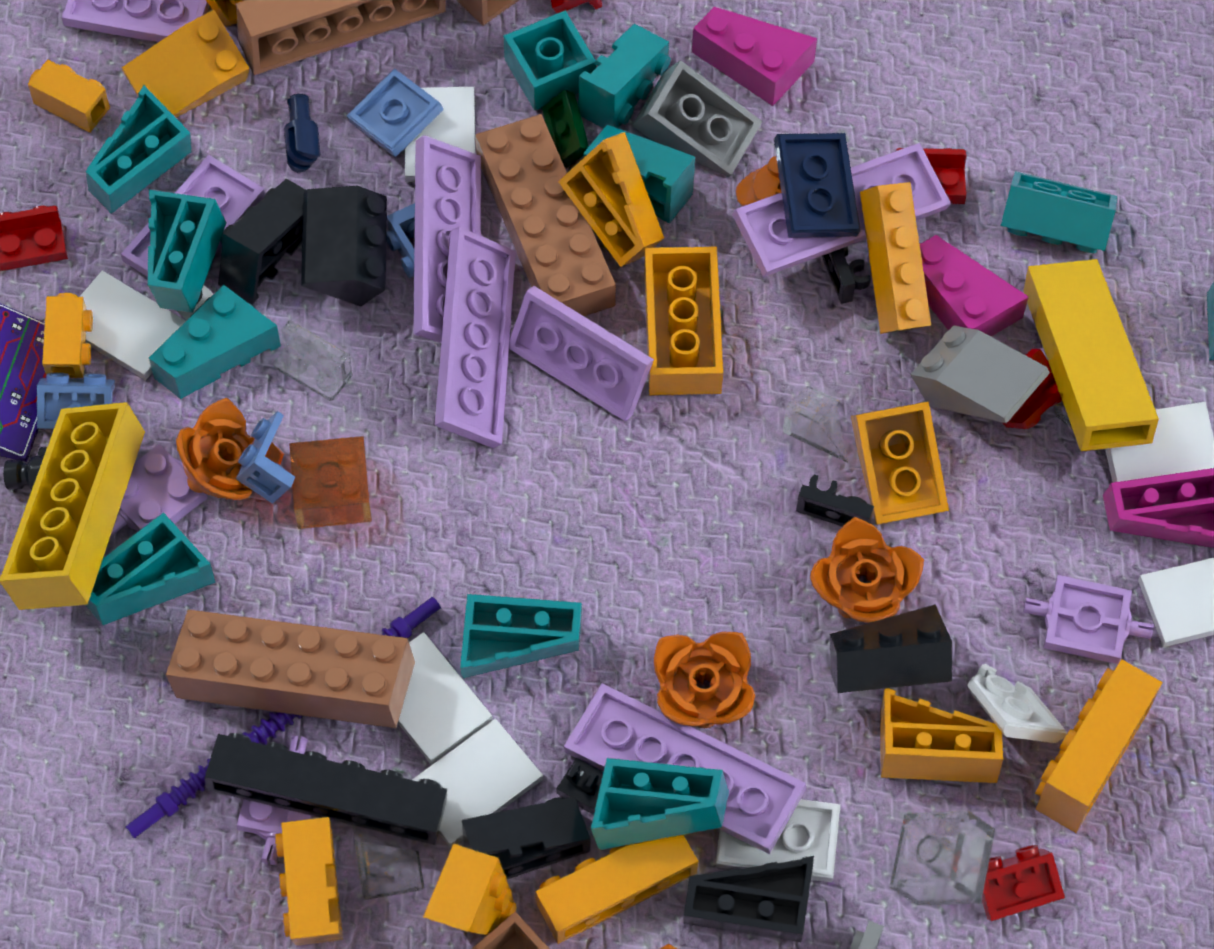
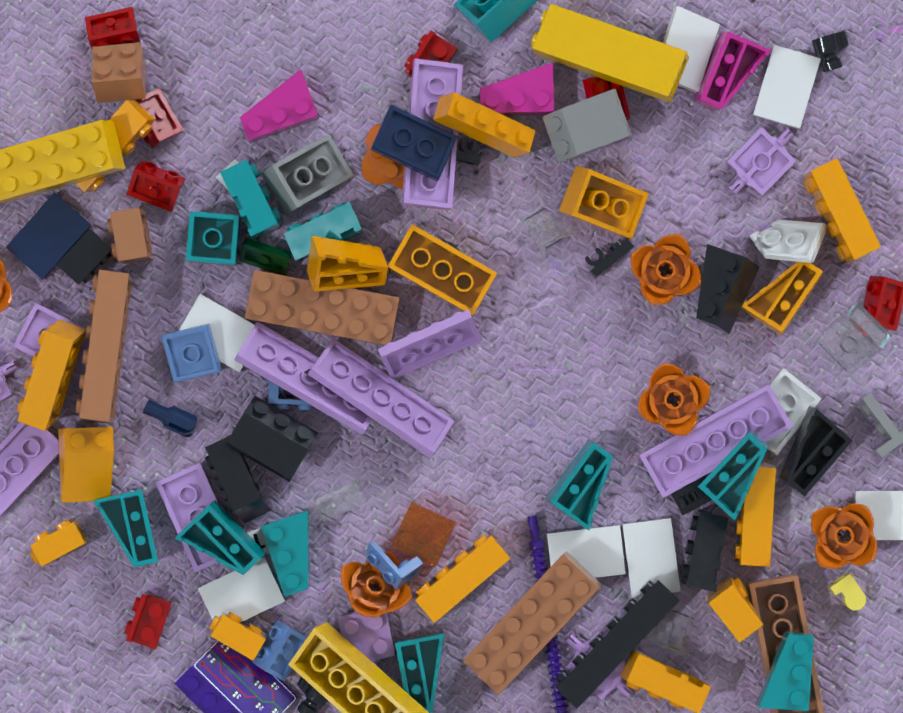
camera: 60 degrees left, 25 degrees up
(300, 551) = (462, 577): none -> light orange brick

